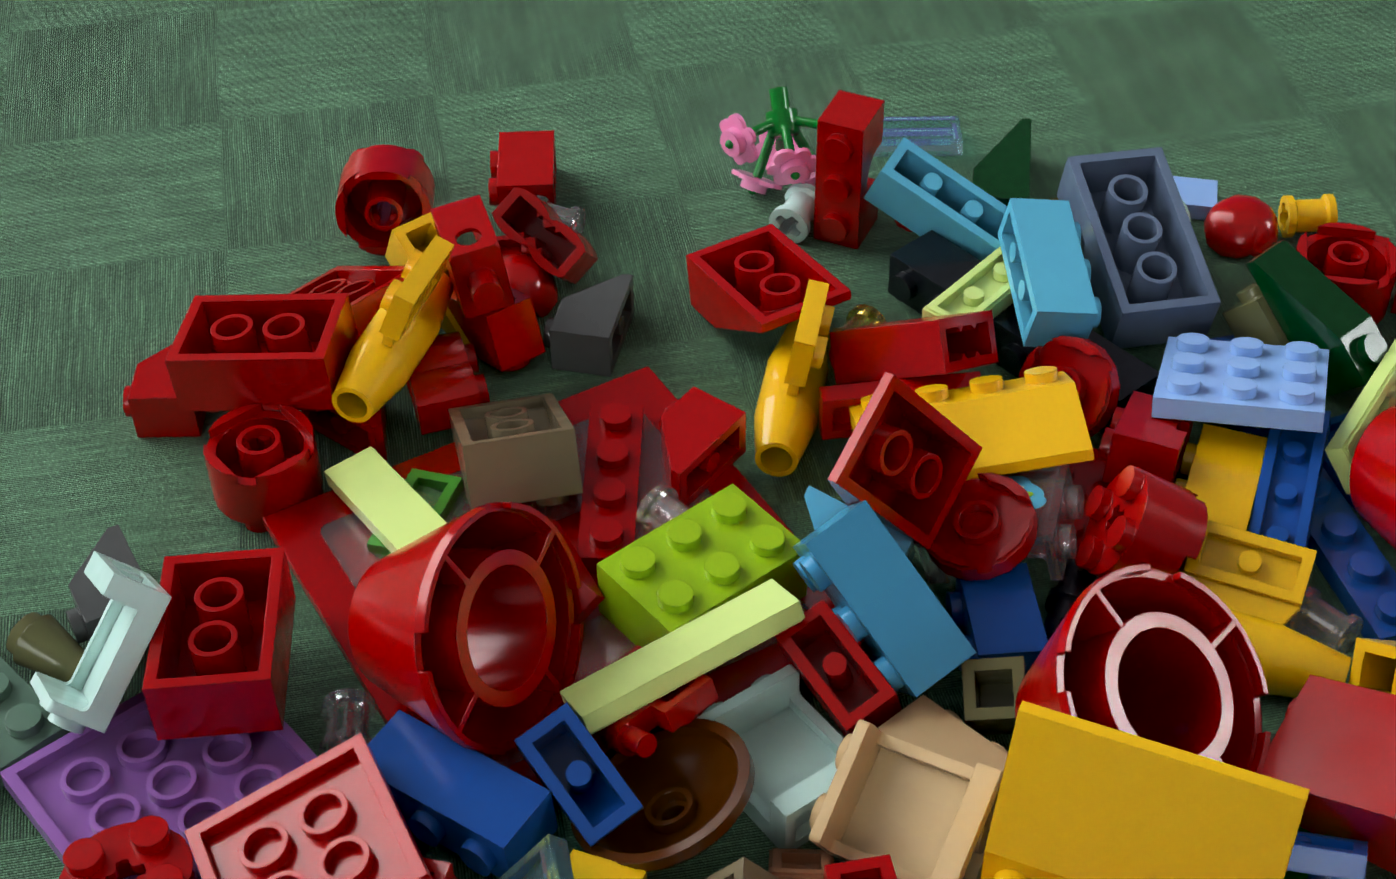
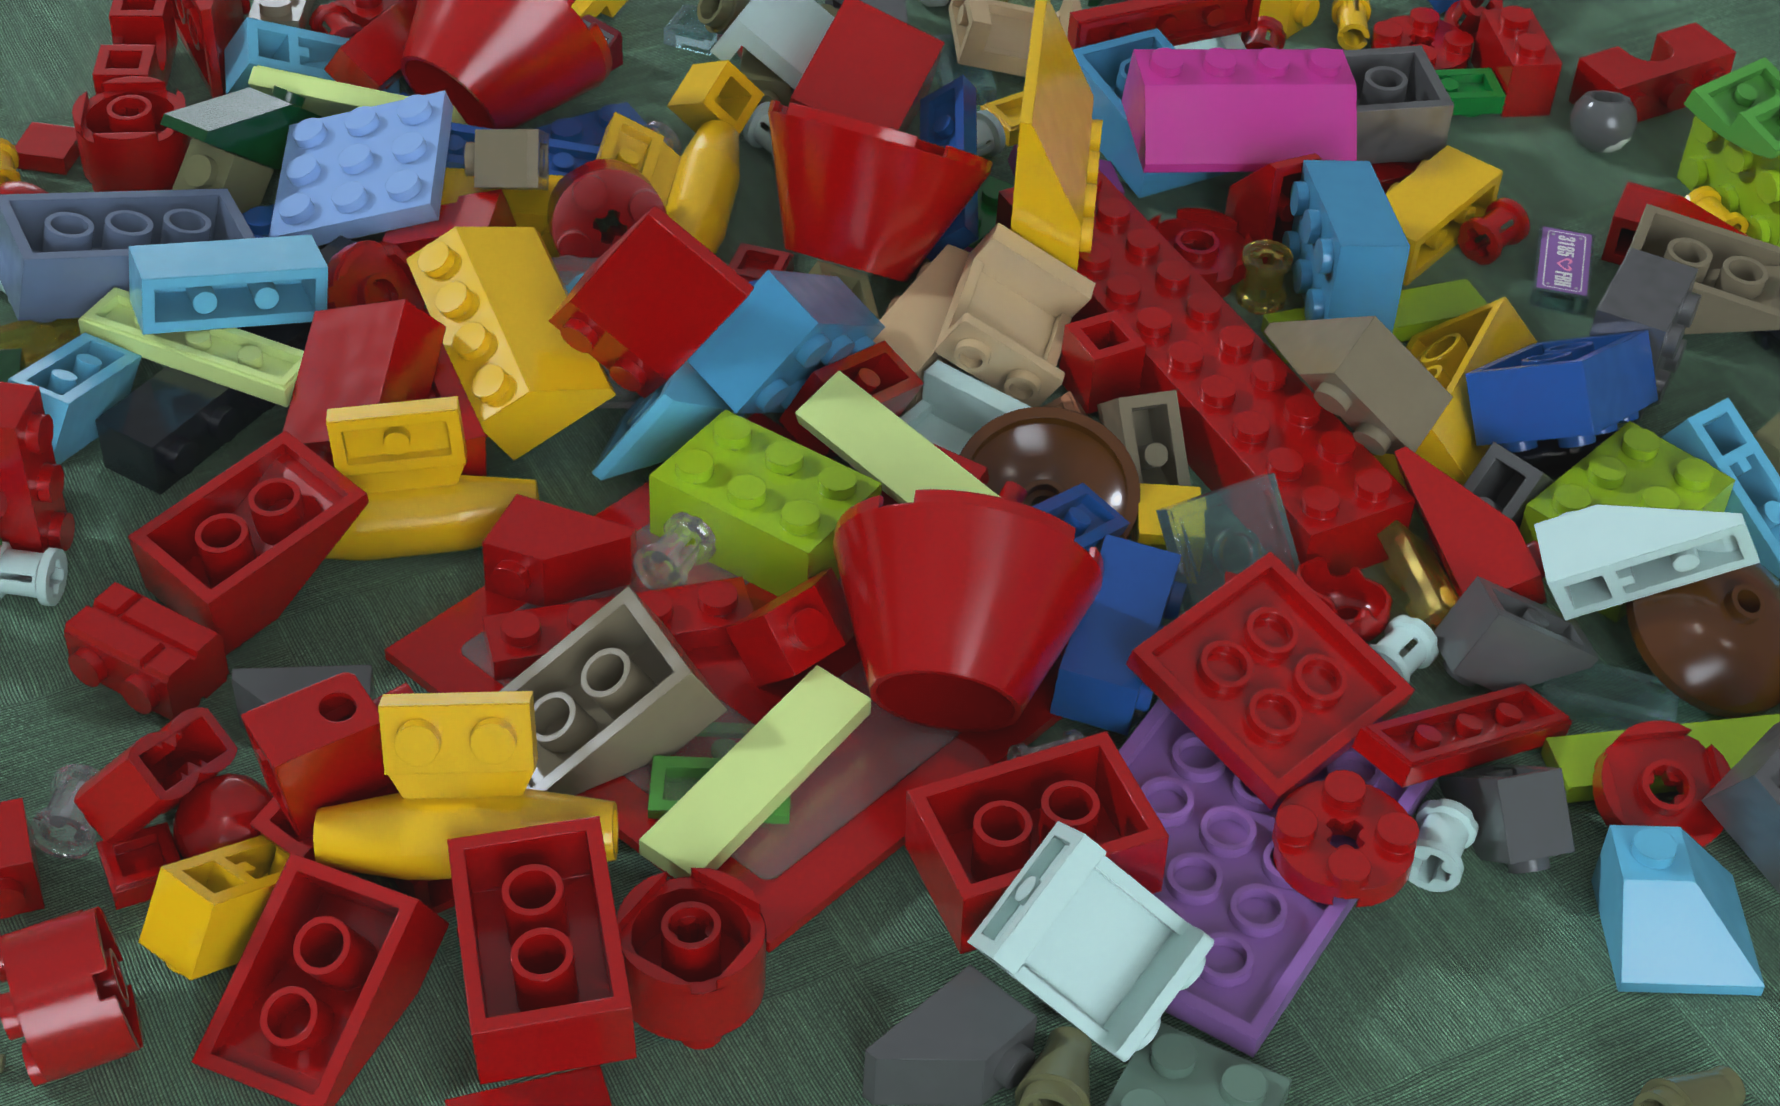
camera: 110 degrees left, 0 degrees up
(662, 260) = (145, 652): none -> red brick
(1211, 454) = (508, 159): none -> dark tan slope

